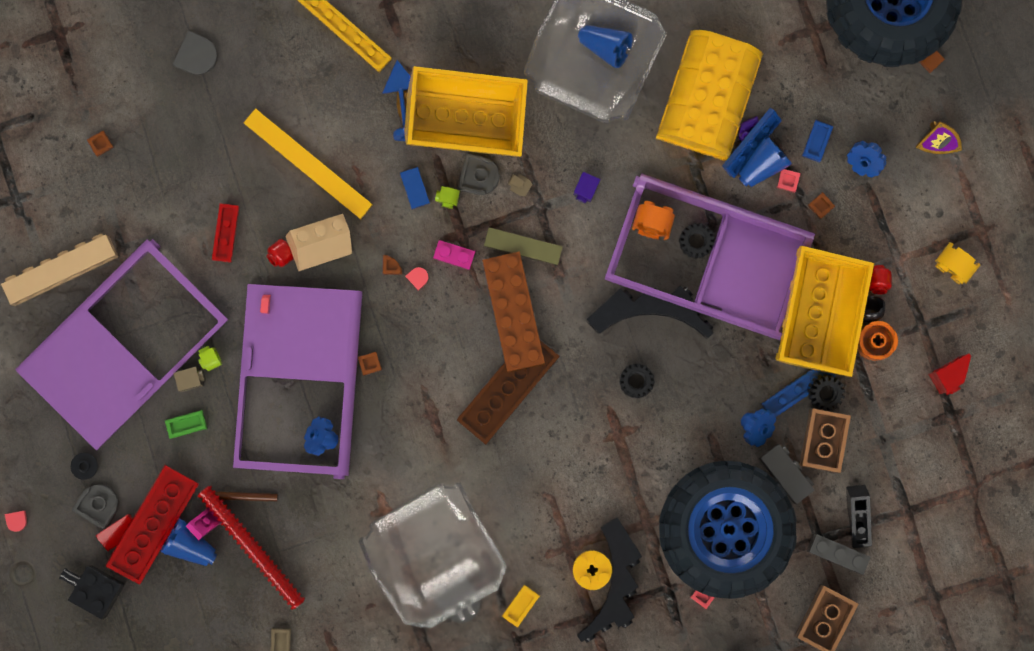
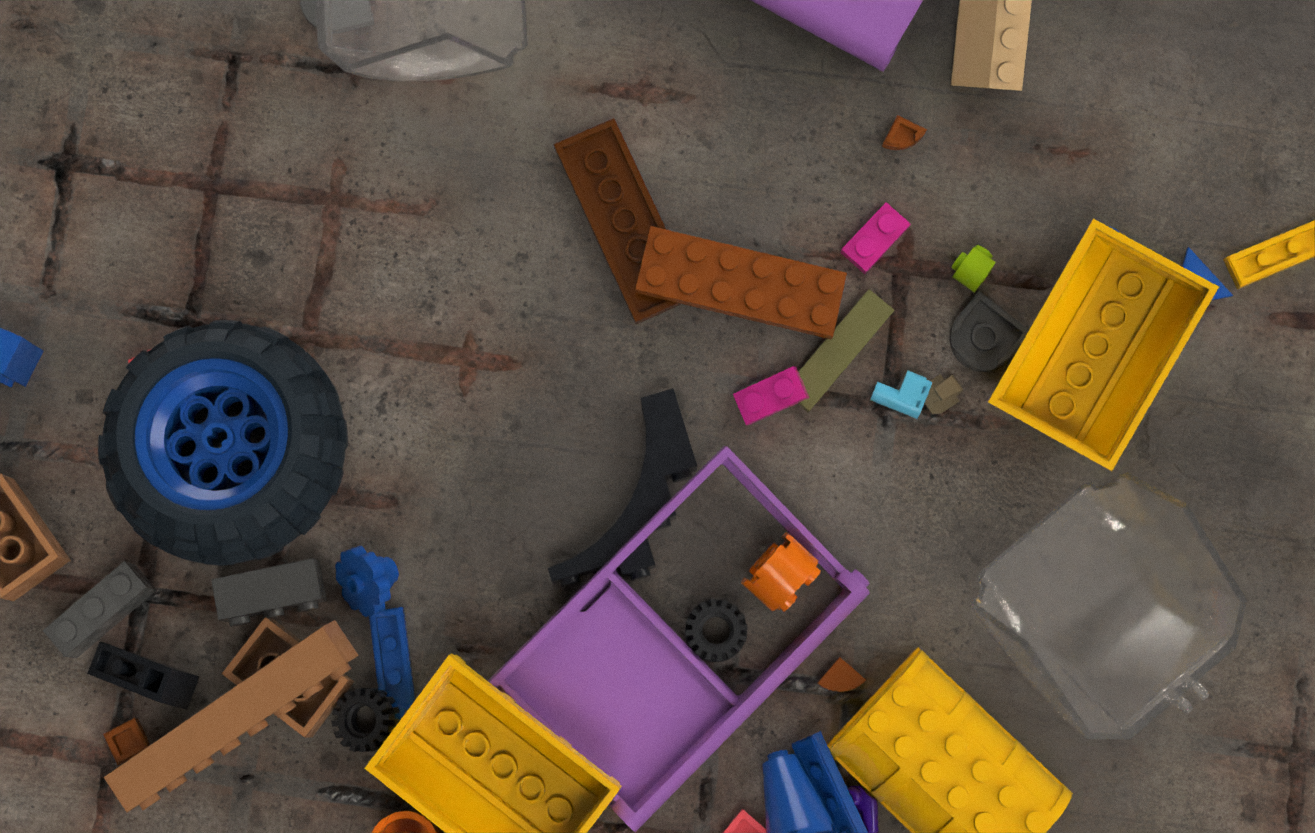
camera: 115 degrees right, 5 degrees down
(308, 164) = (1124, 83): yellow tile -> none
(369, 363) = (765, 34): dark orange tile -> none
(414, 188) = (1011, 226): blue tile -> none
(418, 277) = (865, 166): coral tile -> none
(520, 606) = (282, 86): yellow tile -> none
(530, 199) = (908, 398): none -> medium azure piece
(564, 269) = (771, 395): none -> dark pink plate
(586, 188) = (886, 492): dark purple brick -> none
(601, 576) = (270, 196): yellow brick -> none
(607, 43) = (1111, 638): blue cone -> none
(622, 584) = (278, 273): black arch -> none
(636, 369) = (528, 406): black tyre -> none
(689, 168) = (841, 677): none -> dark orange tile
(859, 455) = (232, 715): none -> medium nougat brick
(894, 507) = (126, 740): none -> dark orange tile

